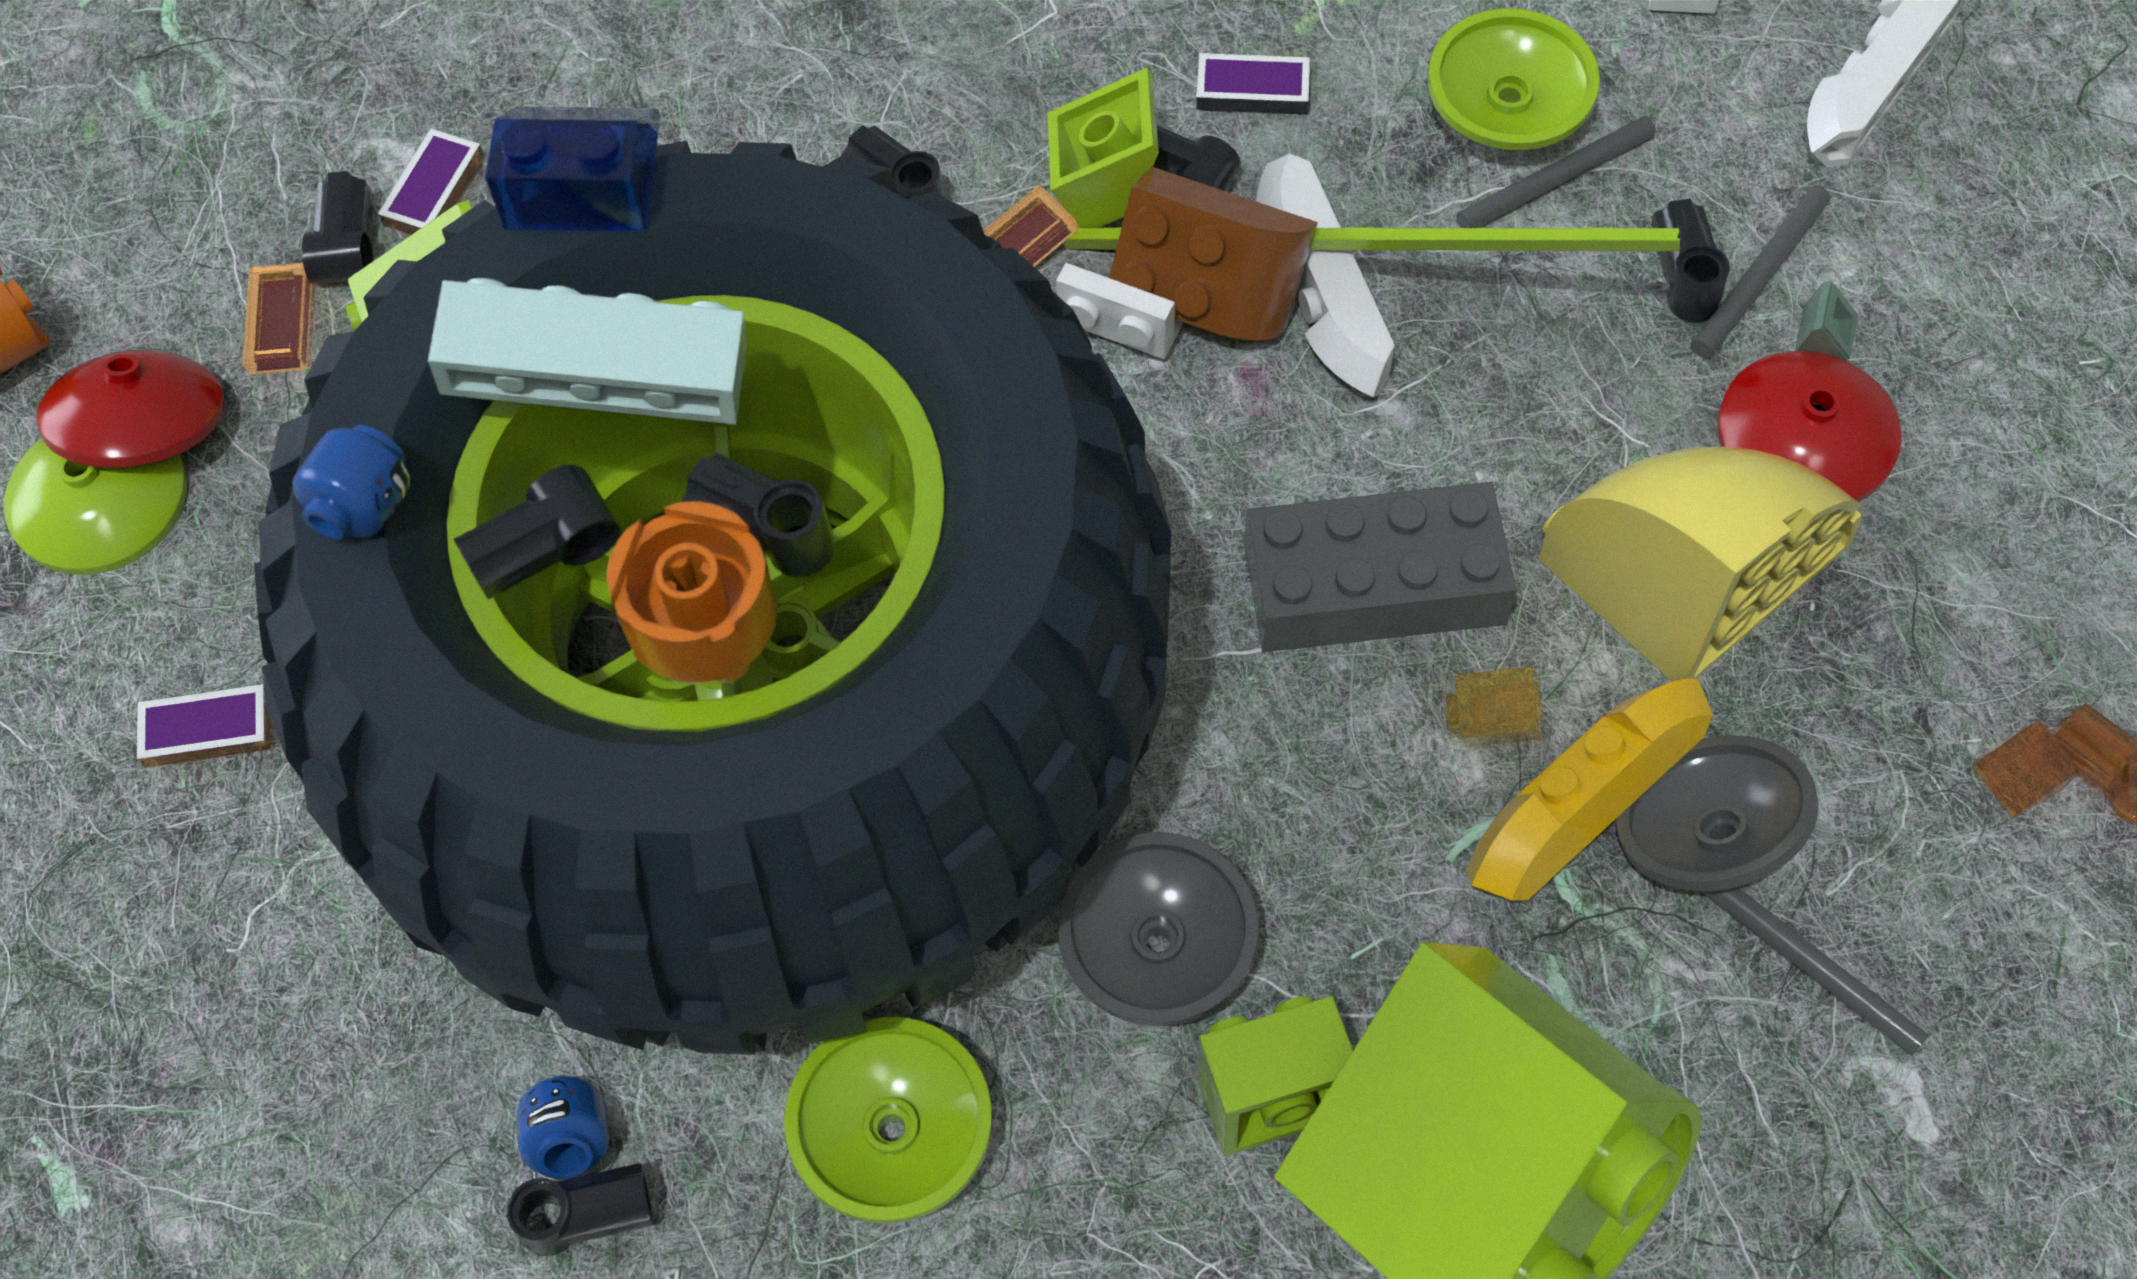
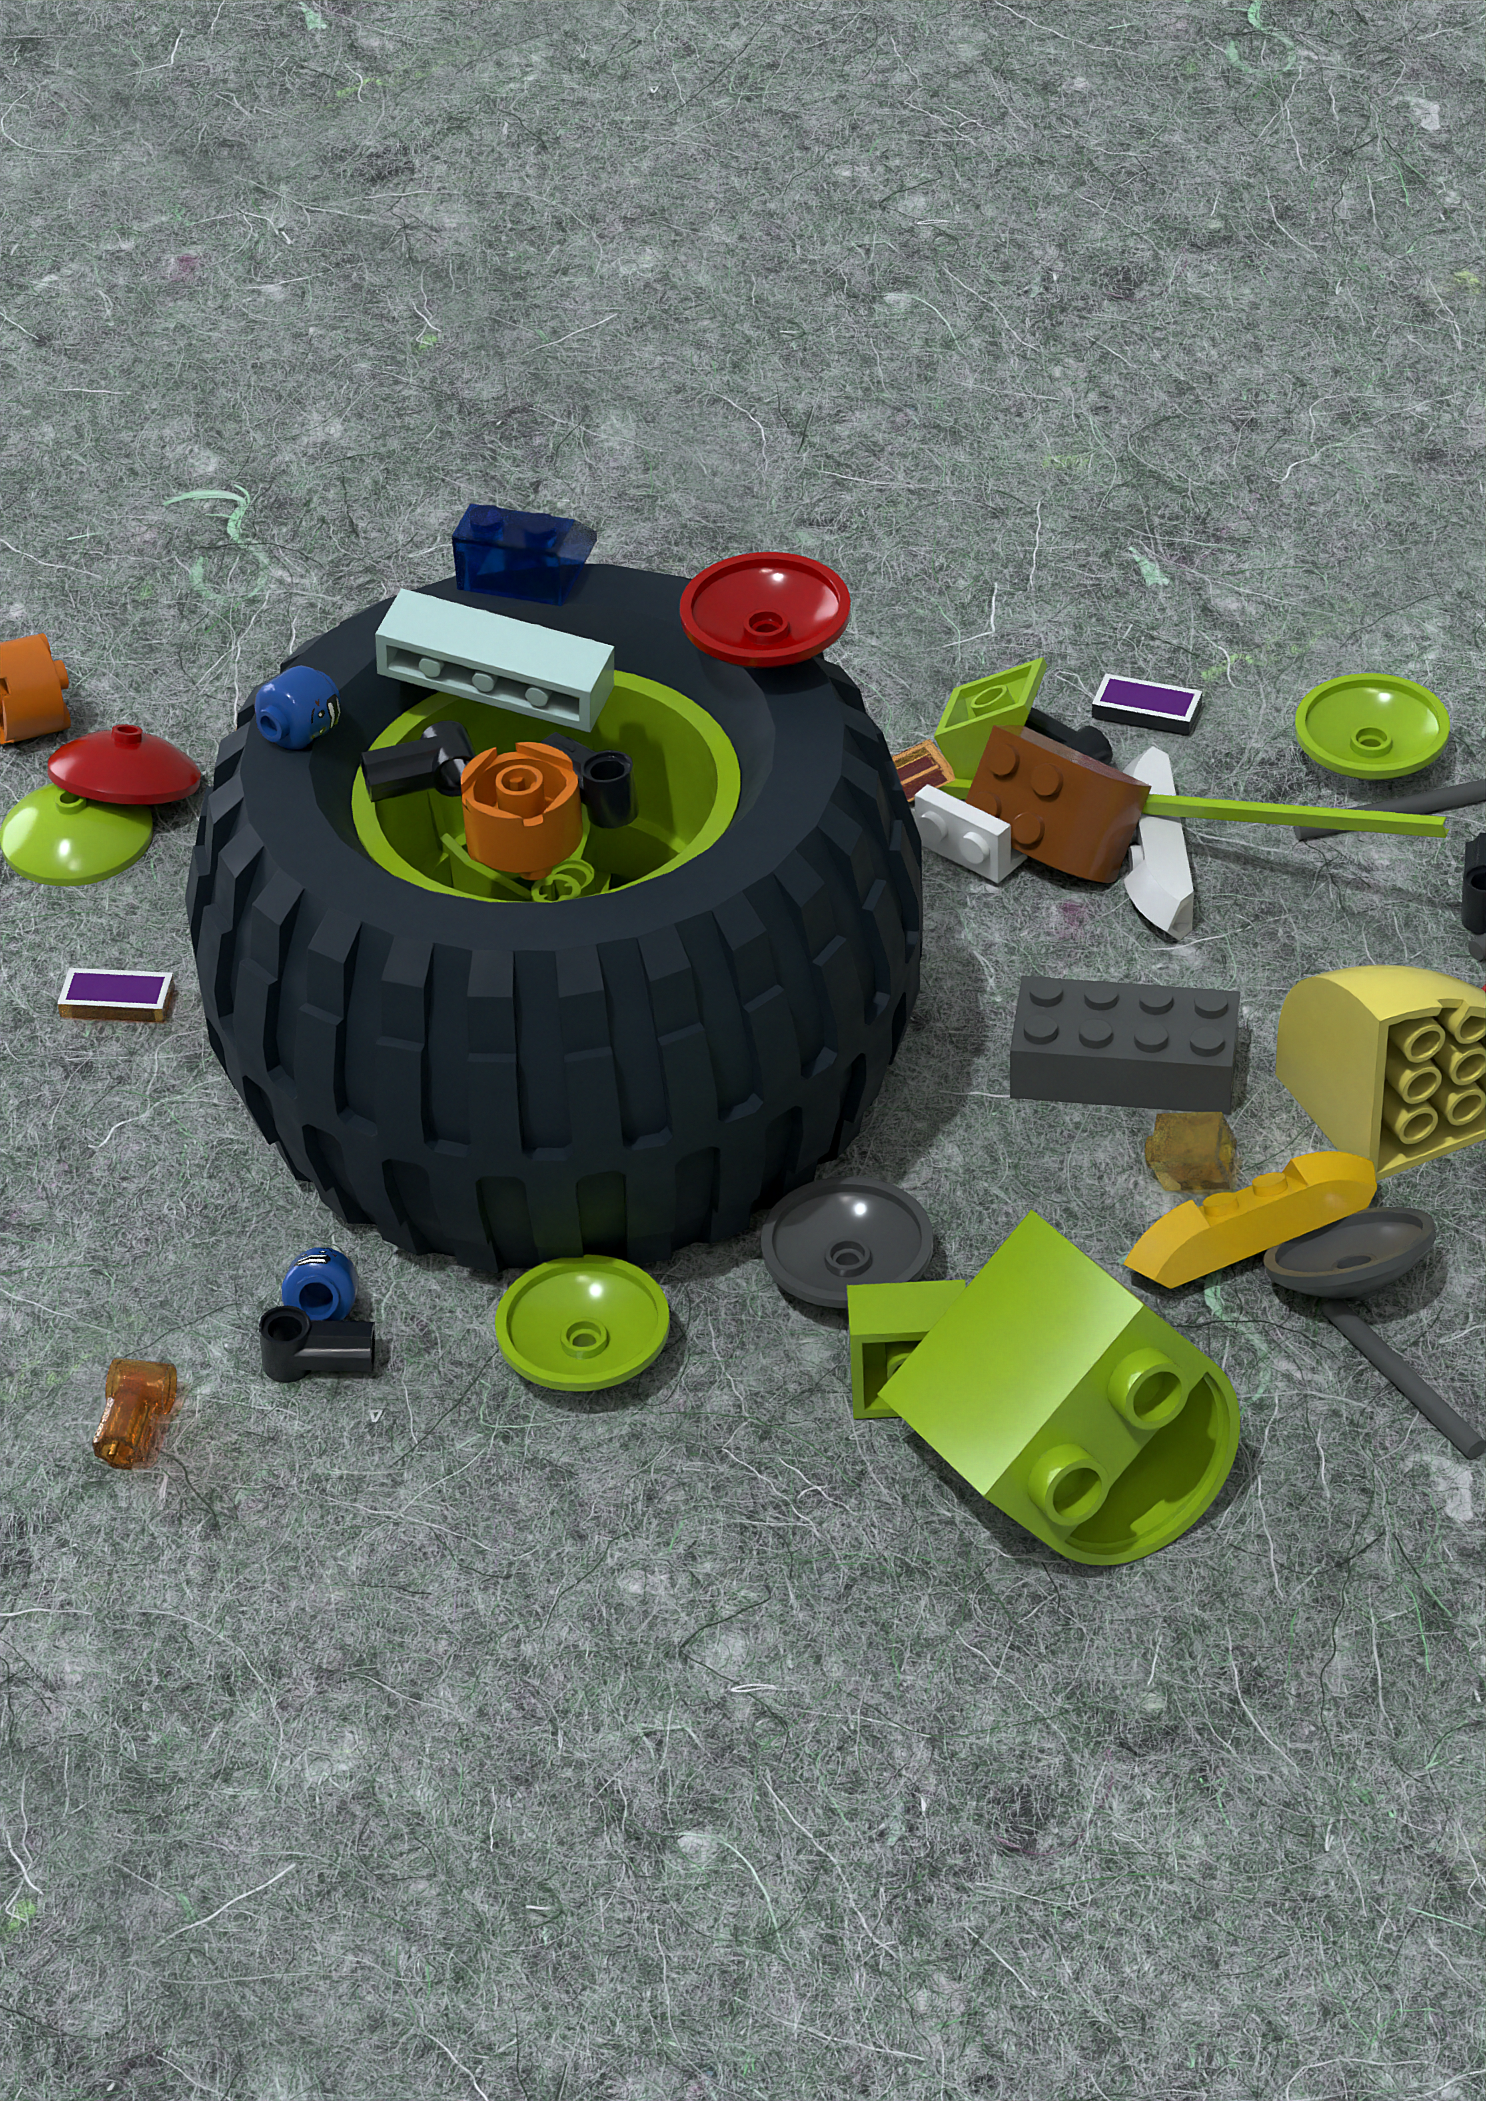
camera: 15 degrees right, 20 degrees down
(913, 186) = (765, 609): none -> red dish

